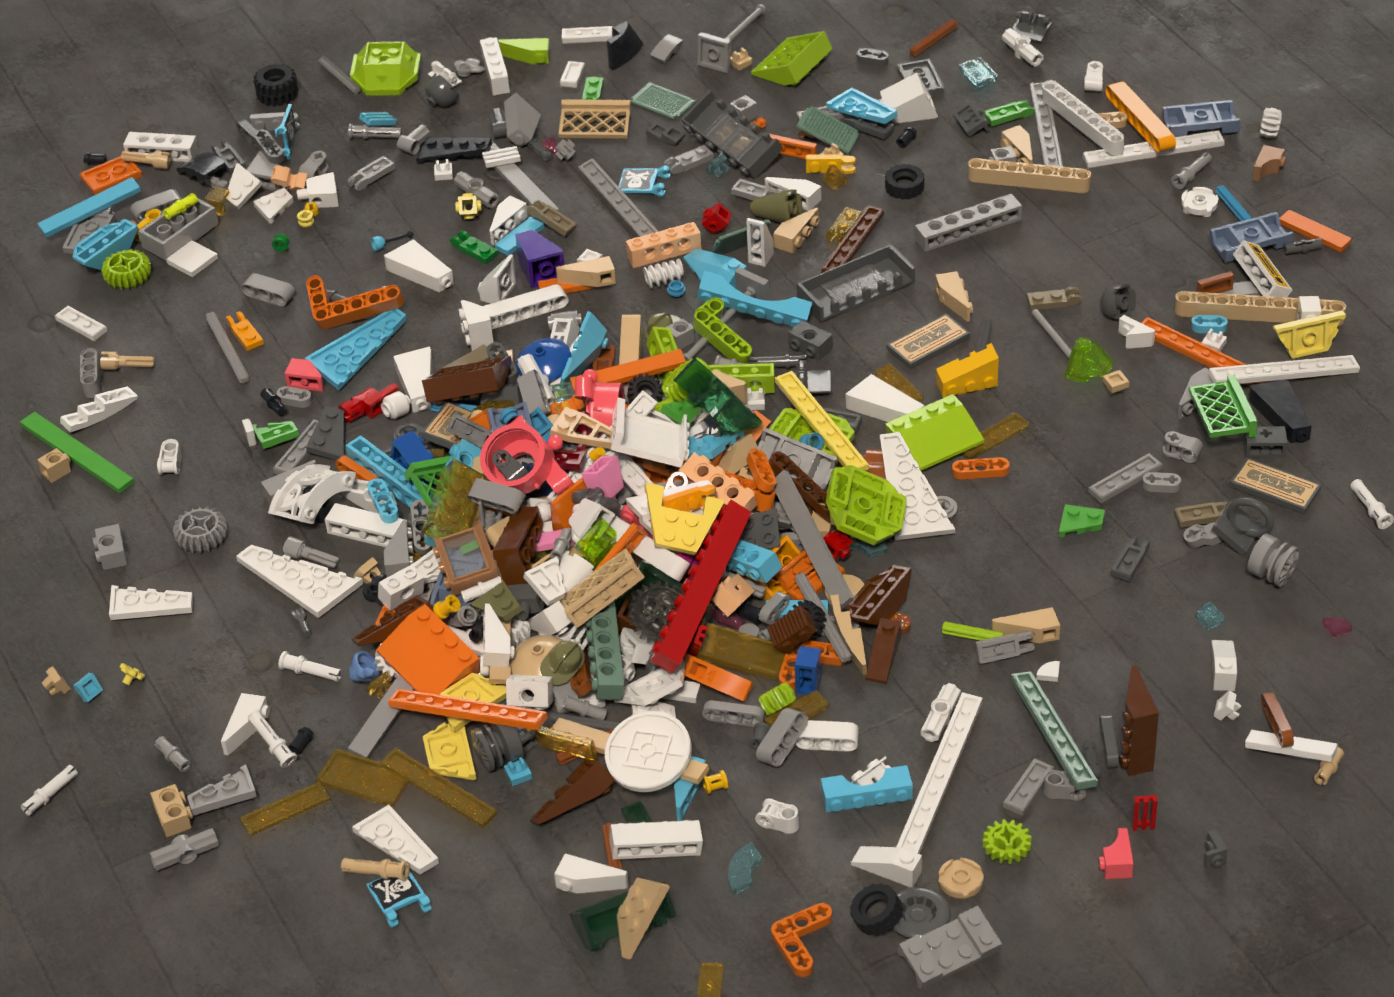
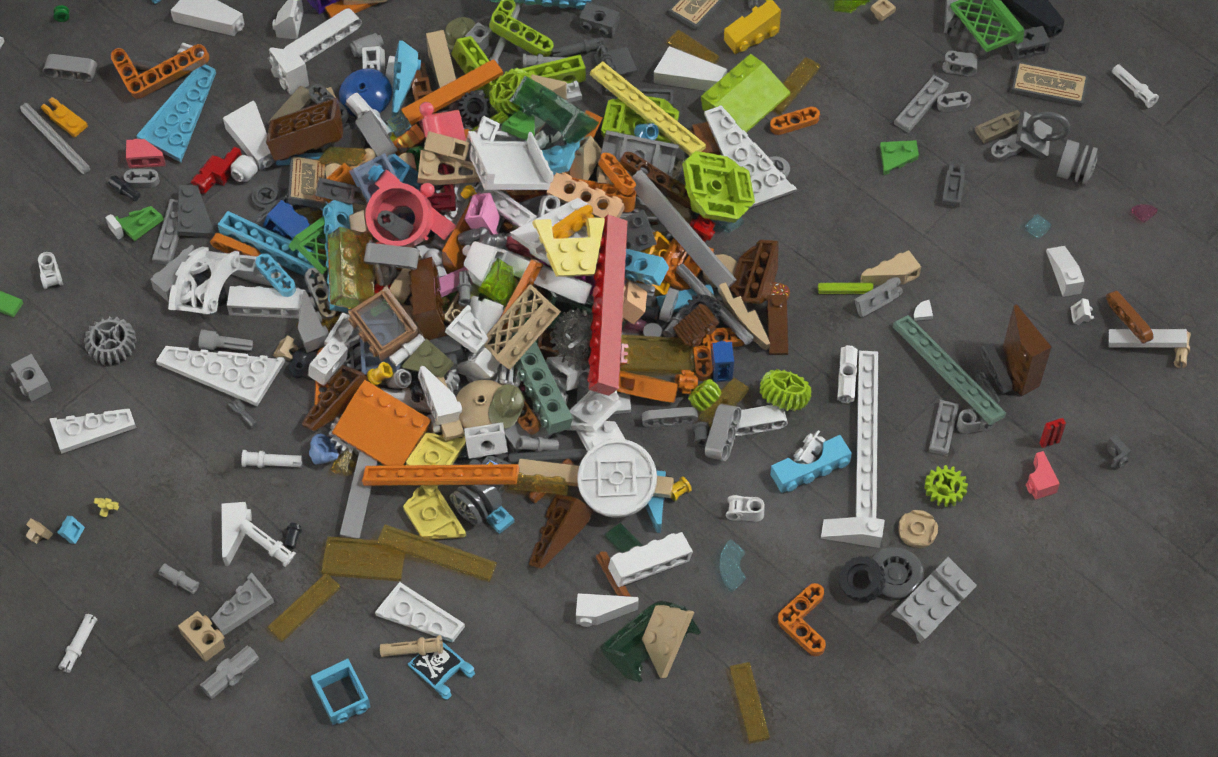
camera: 20 degrees left, 15 degrees up
(273, 877) = (332, 675): none -> medium azure window
(591, 407) = (446, 145): none -> tan slope
(763, 682) = (686, 381): none -> orange gear
(865, 711) = (785, 390): none -> lime gear

